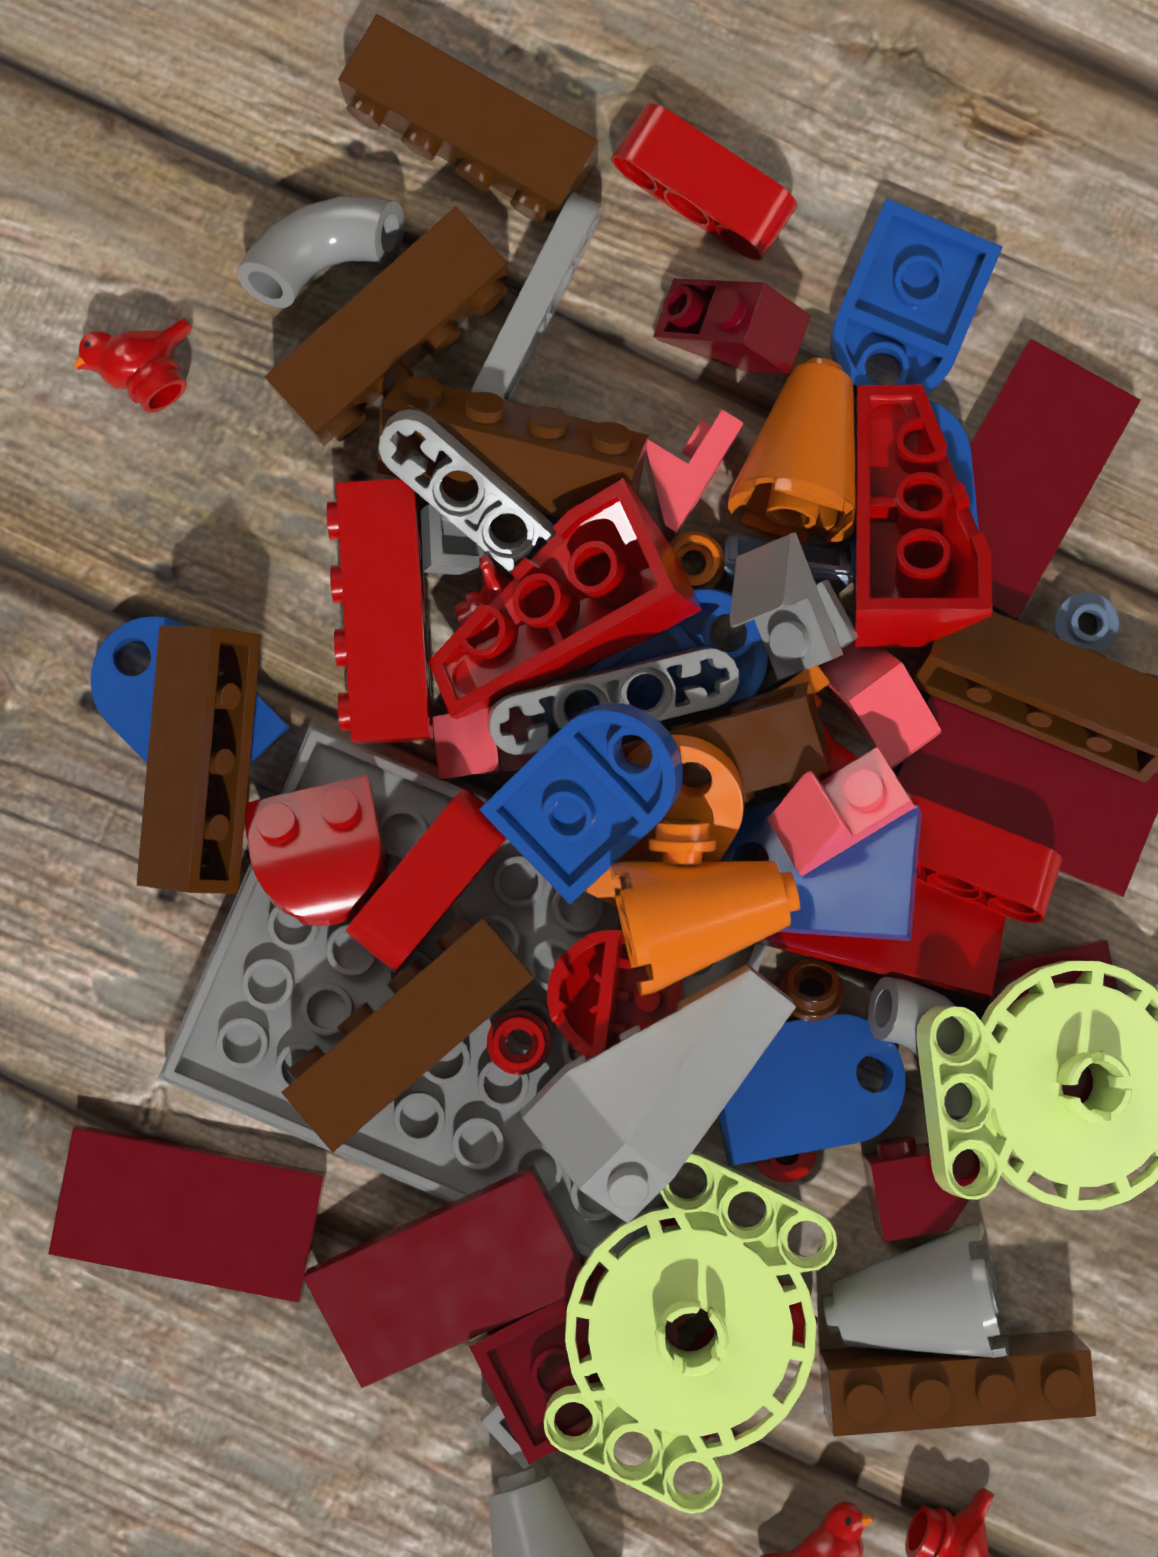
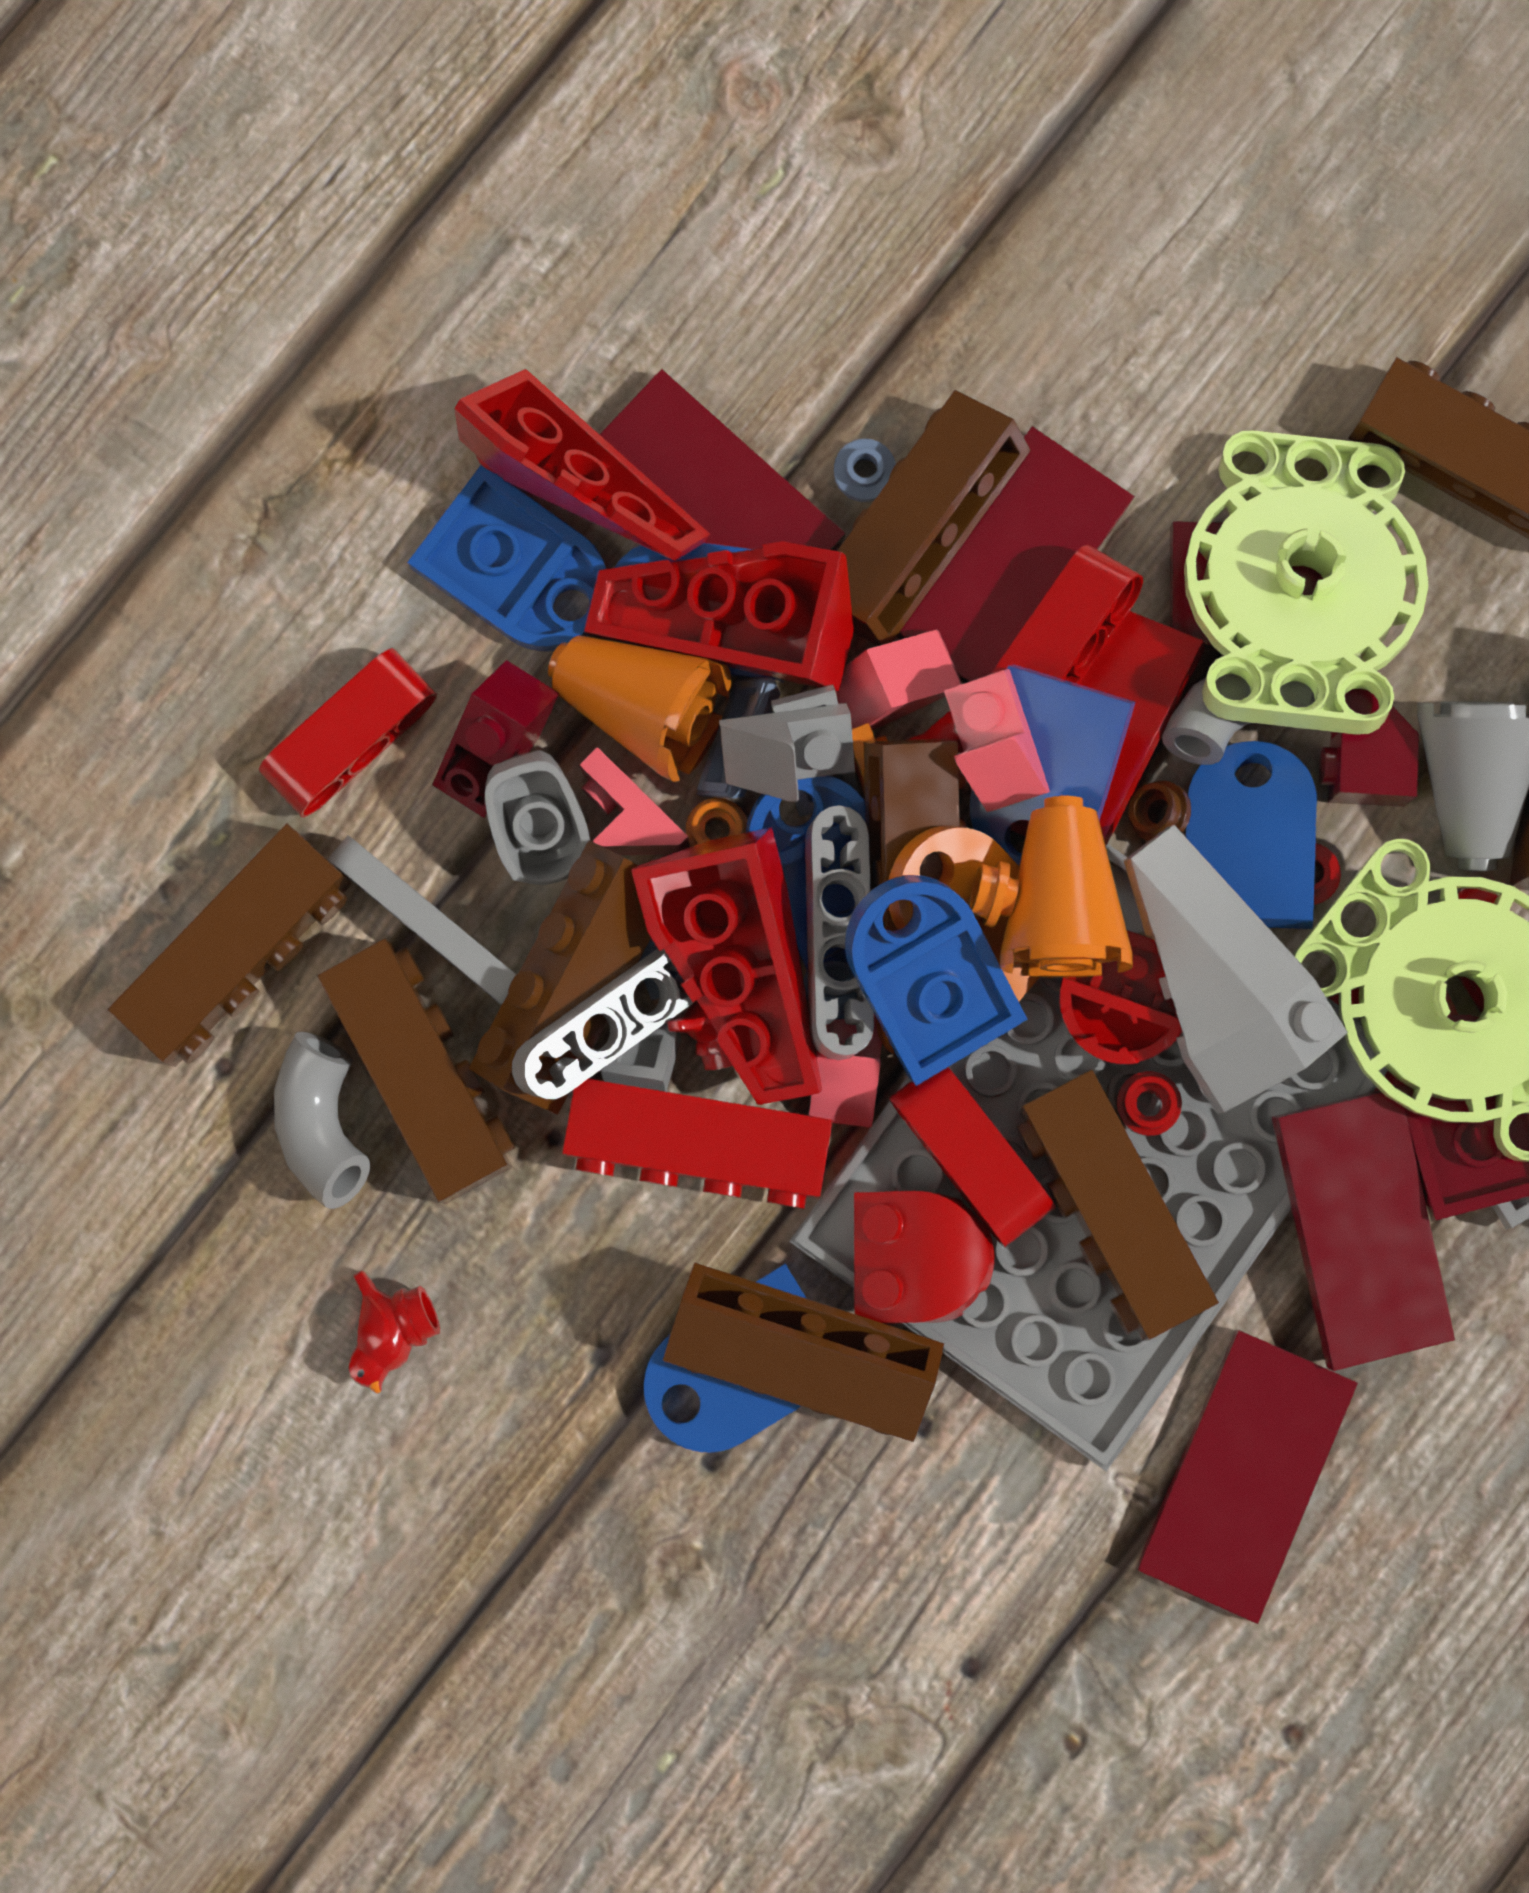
camera: 80 degrees left, 5 degrees down
(658, 376) = (534, 818): none -> light grey piece
(1024, 319) = (554, 454): none -> red wedge

